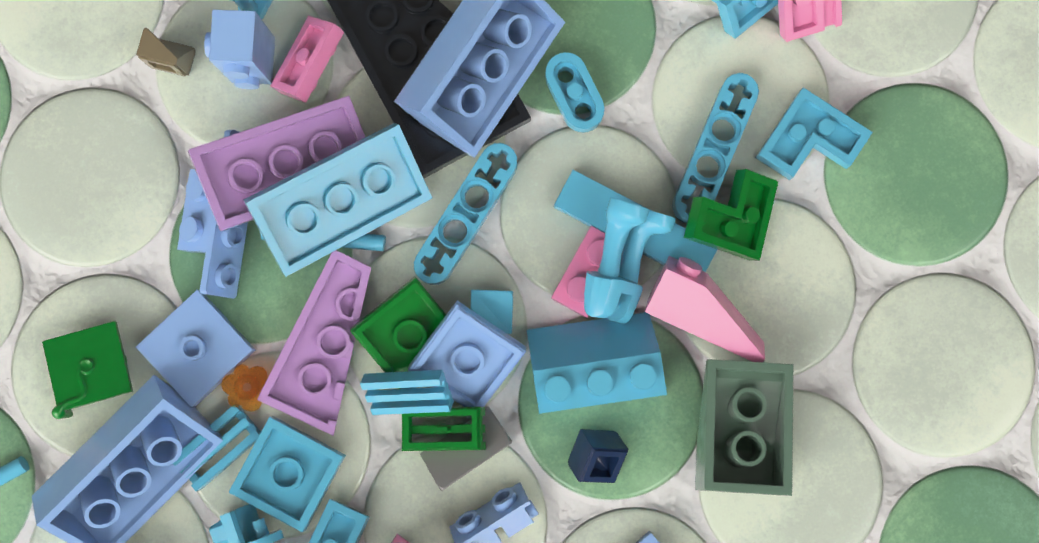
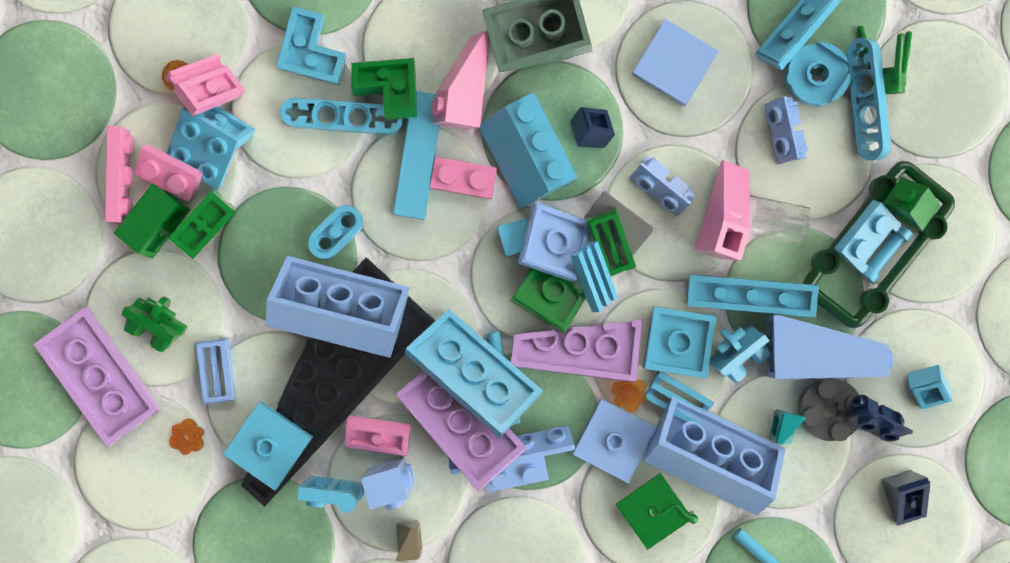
camera: 115 degrees left, 5 degrees up
(470, 216) = (450, 285): medium azure beam -> none
(615, 288) = (470, 154): medium azure piece -> none

